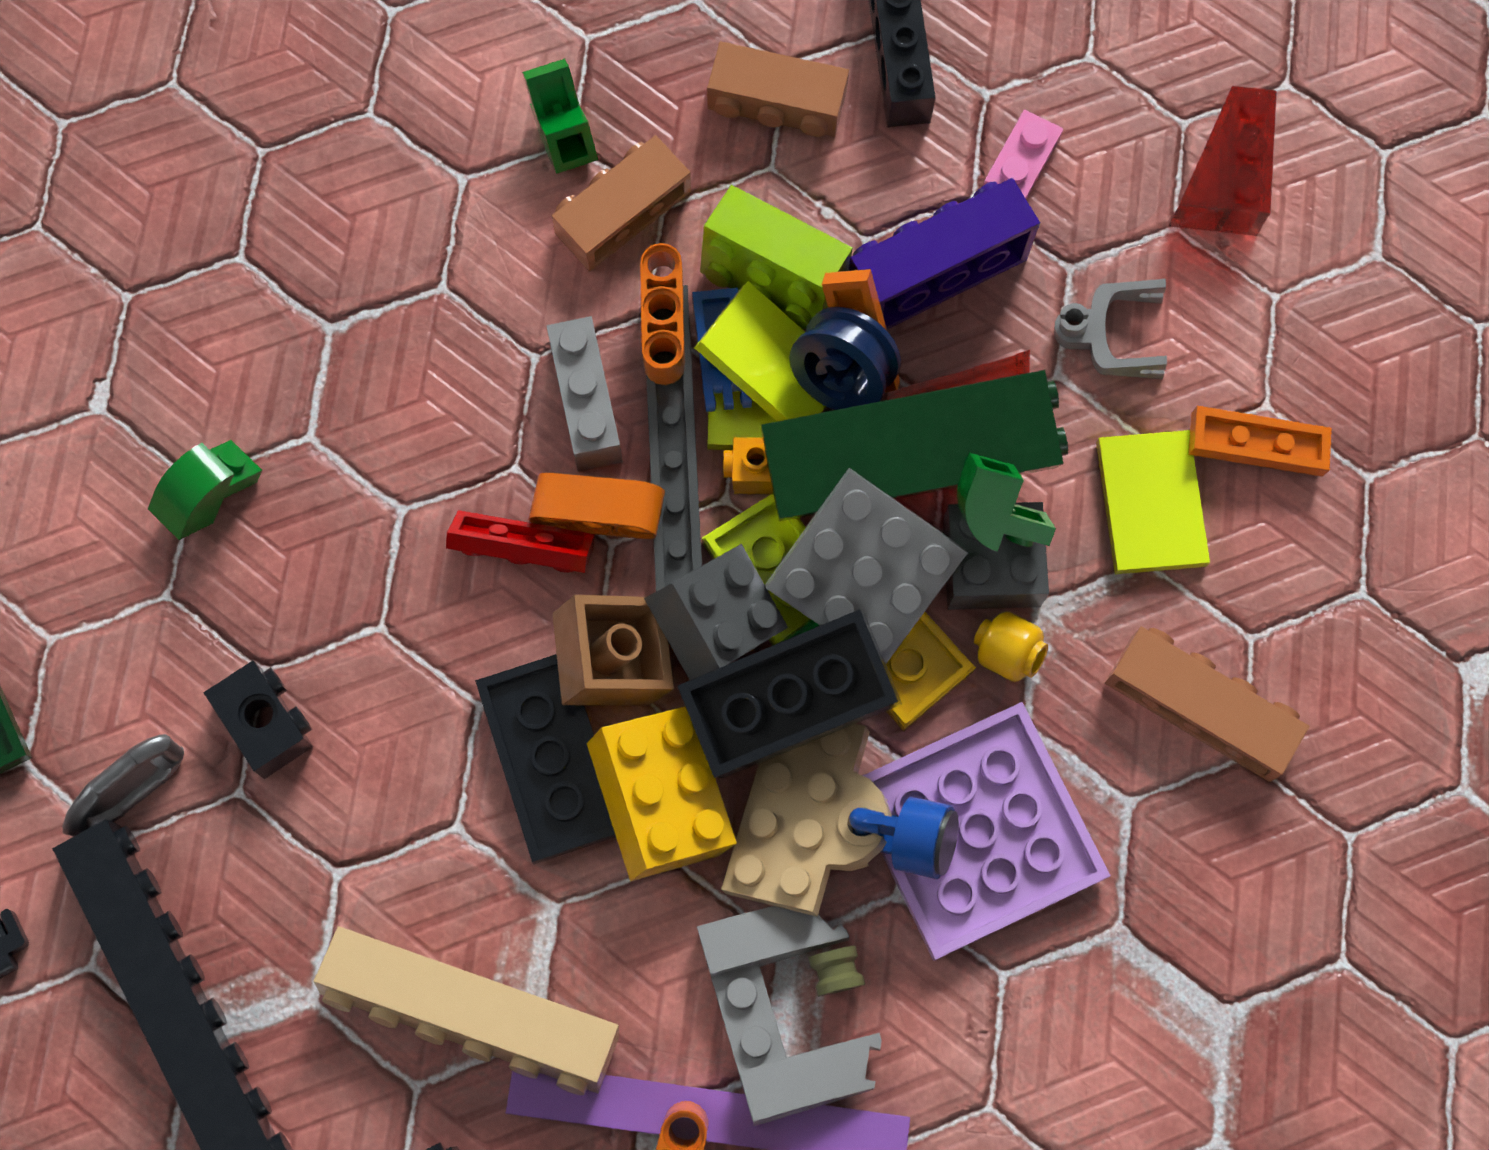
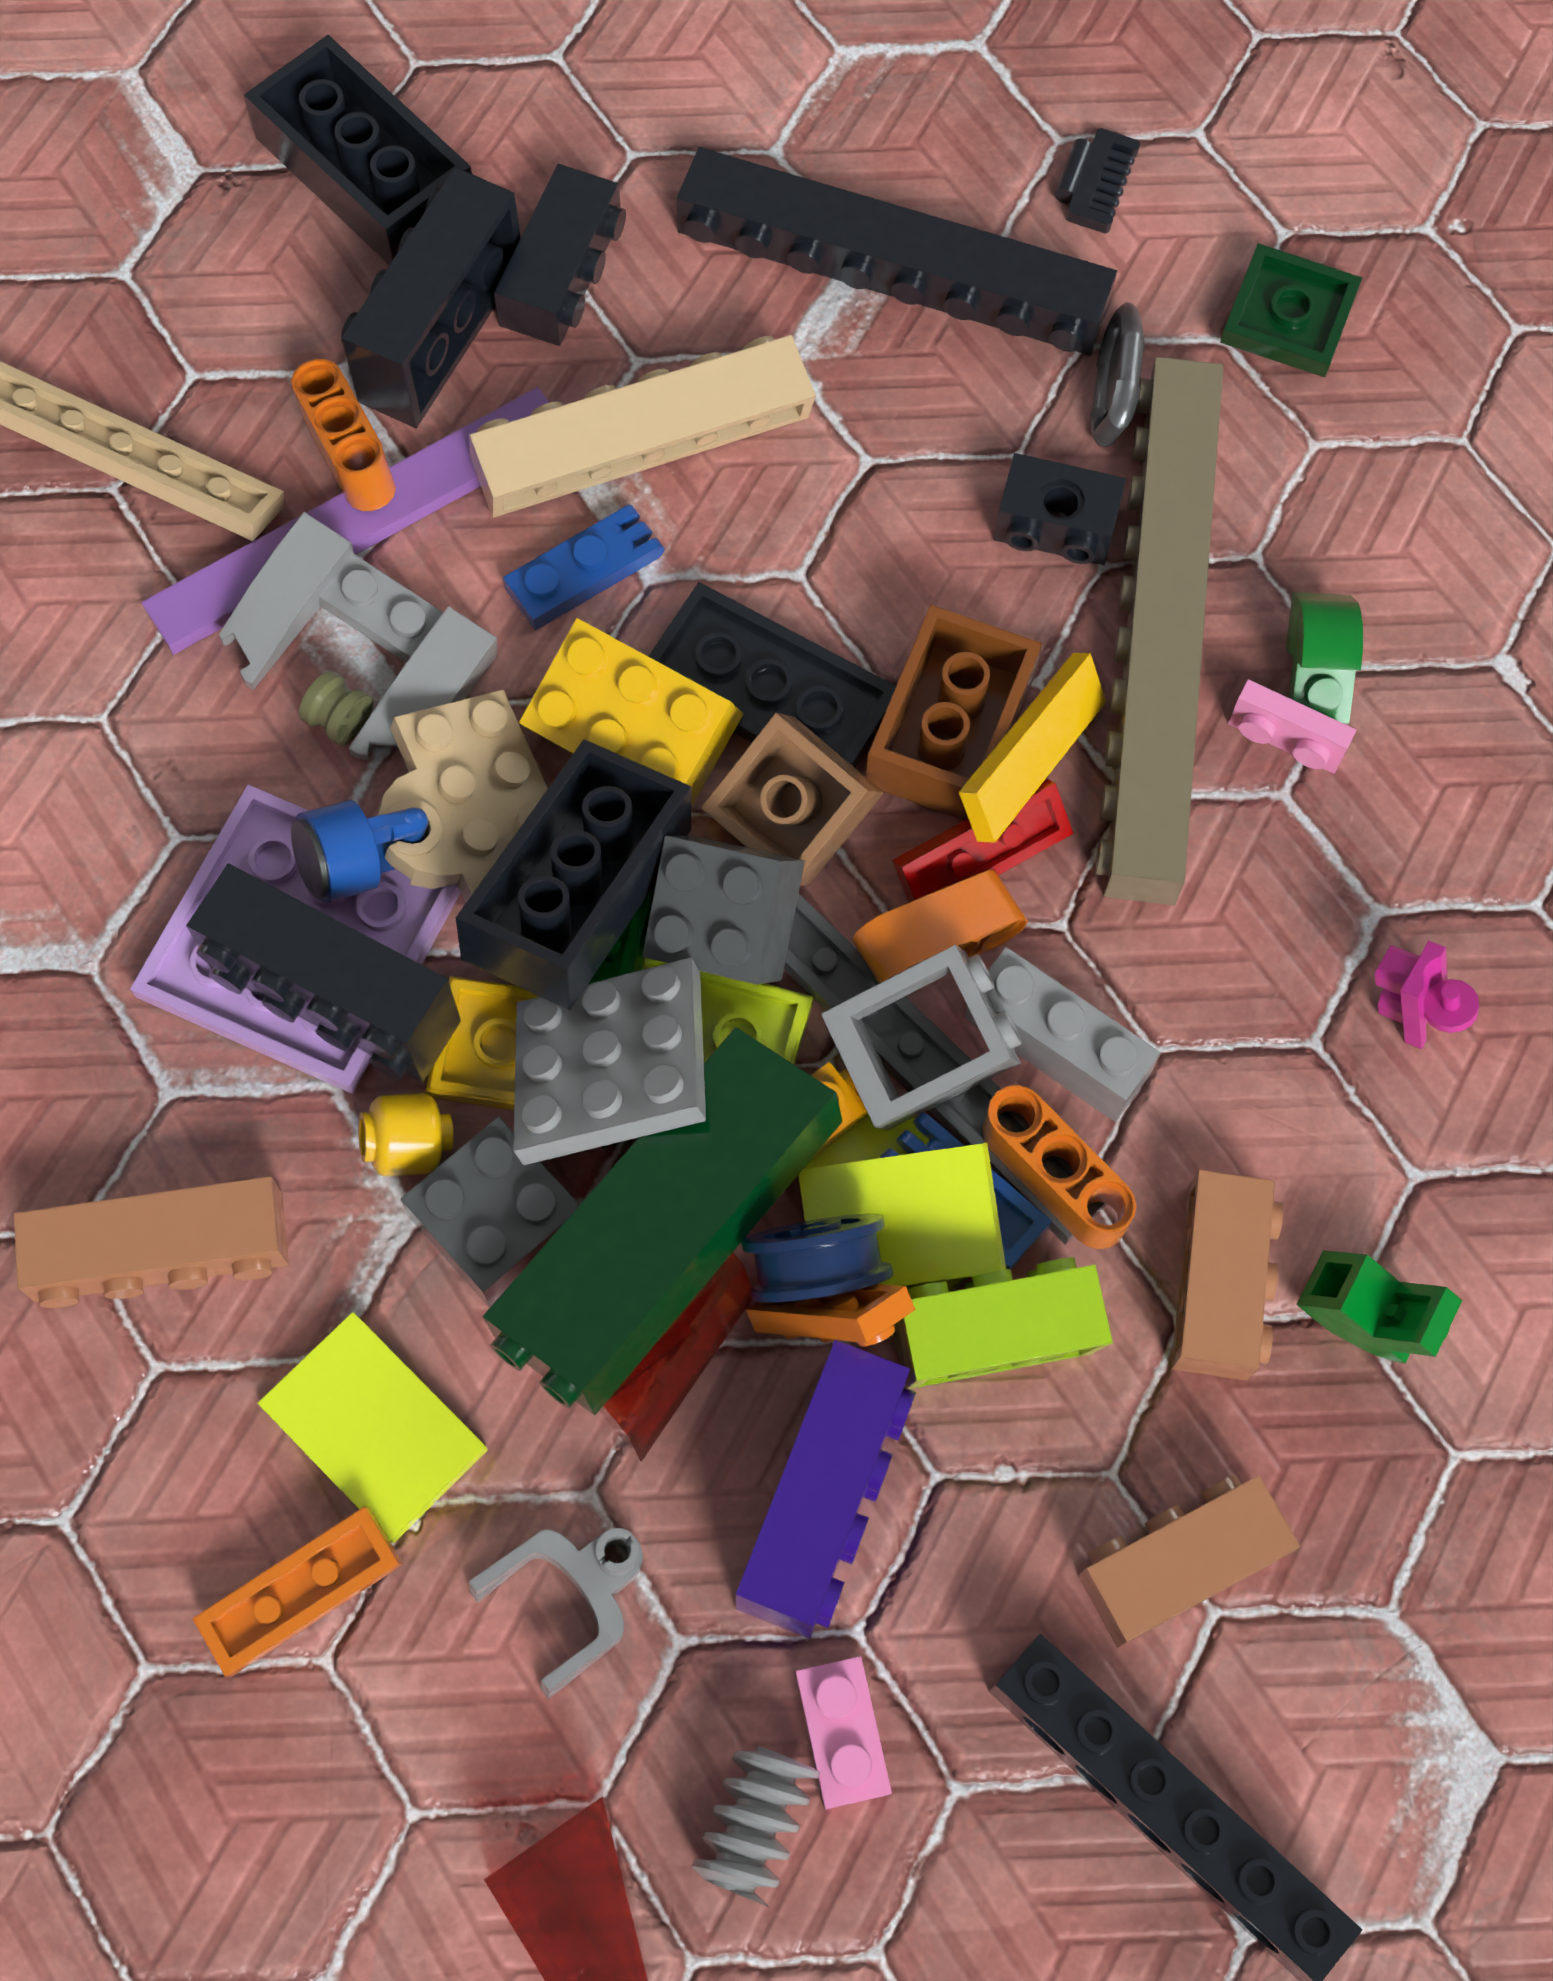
camera: 140 degrees right, 5 degrees down
(270, 592) = (1162, 635): none -> dark tan brick
(277, 478) = (1291, 726): none -> bright pink plate
(365, 240) = (1420, 993): none -> dark pink hips
(438, 563) = (1032, 748): none -> yellow tile
(461, 630) = (950, 708): none -> dark orange brick
(592, 948) = (582, 567): none -> blue hinge
(715, 460) = (866, 1066): none -> light grey window
(988, 505) = (516, 1204): green brick -> none
(994, 756) = (324, 974): none -> black brick
(1104, 143) = (754, 1822): none -> light grey piece

